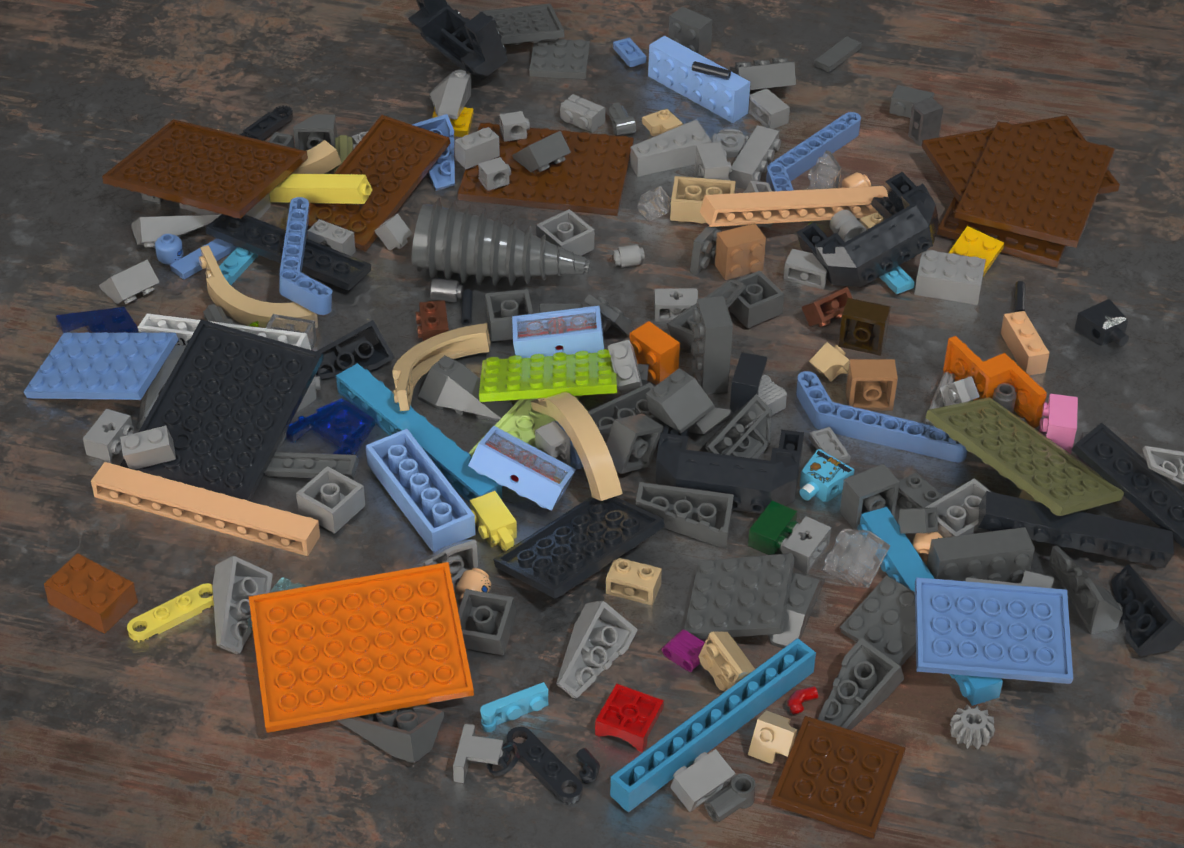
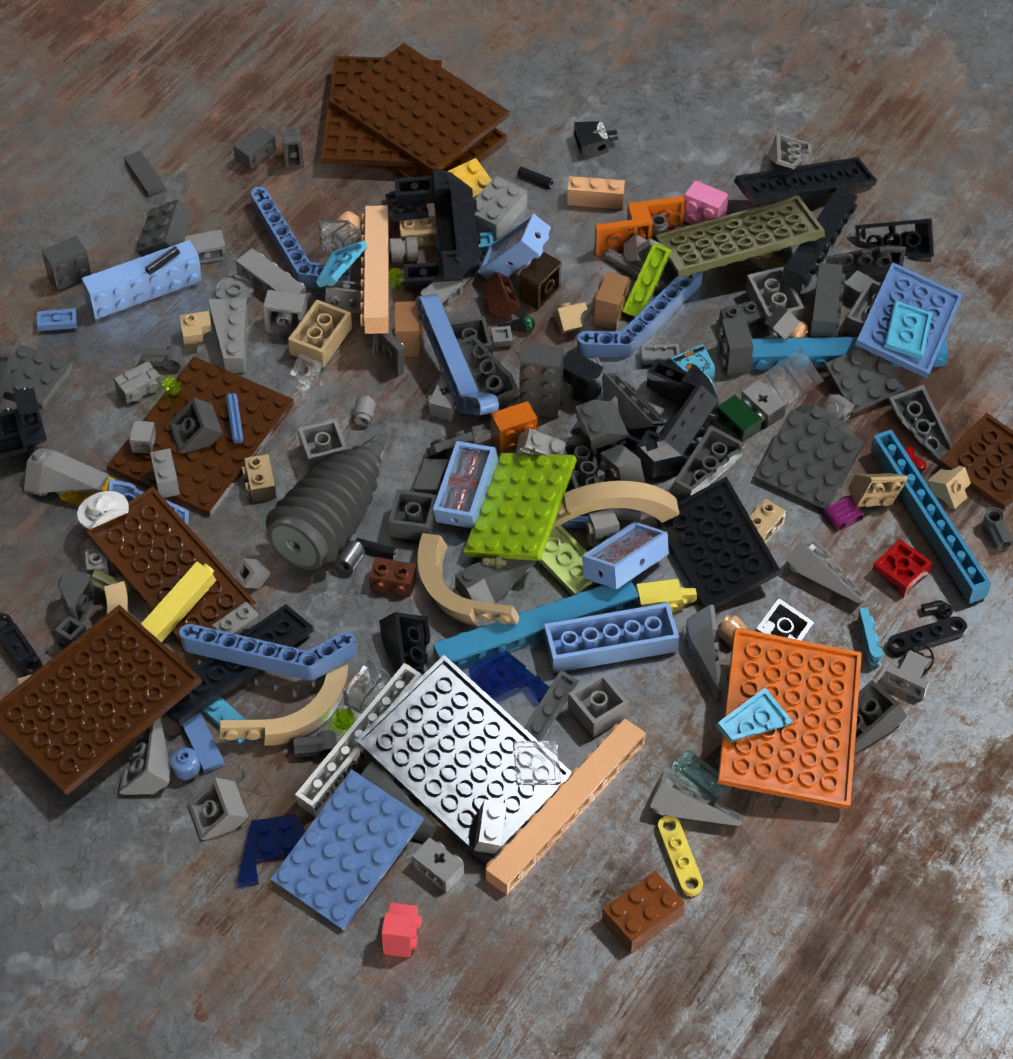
camera: 70 degrees left, 10 degrees up
(25, 426) = (400, 930): none -> coral brick
(238, 466) = (536, 763): none -> clear tile
(333, 602) = (754, 717): none -> medium azure wing
(410, 116) = (102, 508): none -> white hat
(473, 379) = (496, 562): none -> olive piece
(494, 173) = (209, 471): light grey brick -> none
(512, 207) = (260, 478): none -> tan brick
(567, 174) = (234, 417): none -> medium blue axle
(581, 129) = (171, 385): none -> clear neon green plate
(702, 779) = (980, 539): light grey brick -> none
(706, 280) = (451, 359): none -> medium blue beam
(780, 179) = (339, 262): none -> medium azure wing
(780, 324) = (501, 336): none -> light grey plate
(806, 336) = (522, 324): none -> black piece
(831, 606) = (838, 407): none -> light grey brick
(881, 283) = (515, 248): none -> light blue brick
(918, 401) = (647, 280): none -> lime plate
(967, 626) = (908, 330): none -> medium azure tile
(972, 727) = (973, 370): light grey gear -> none

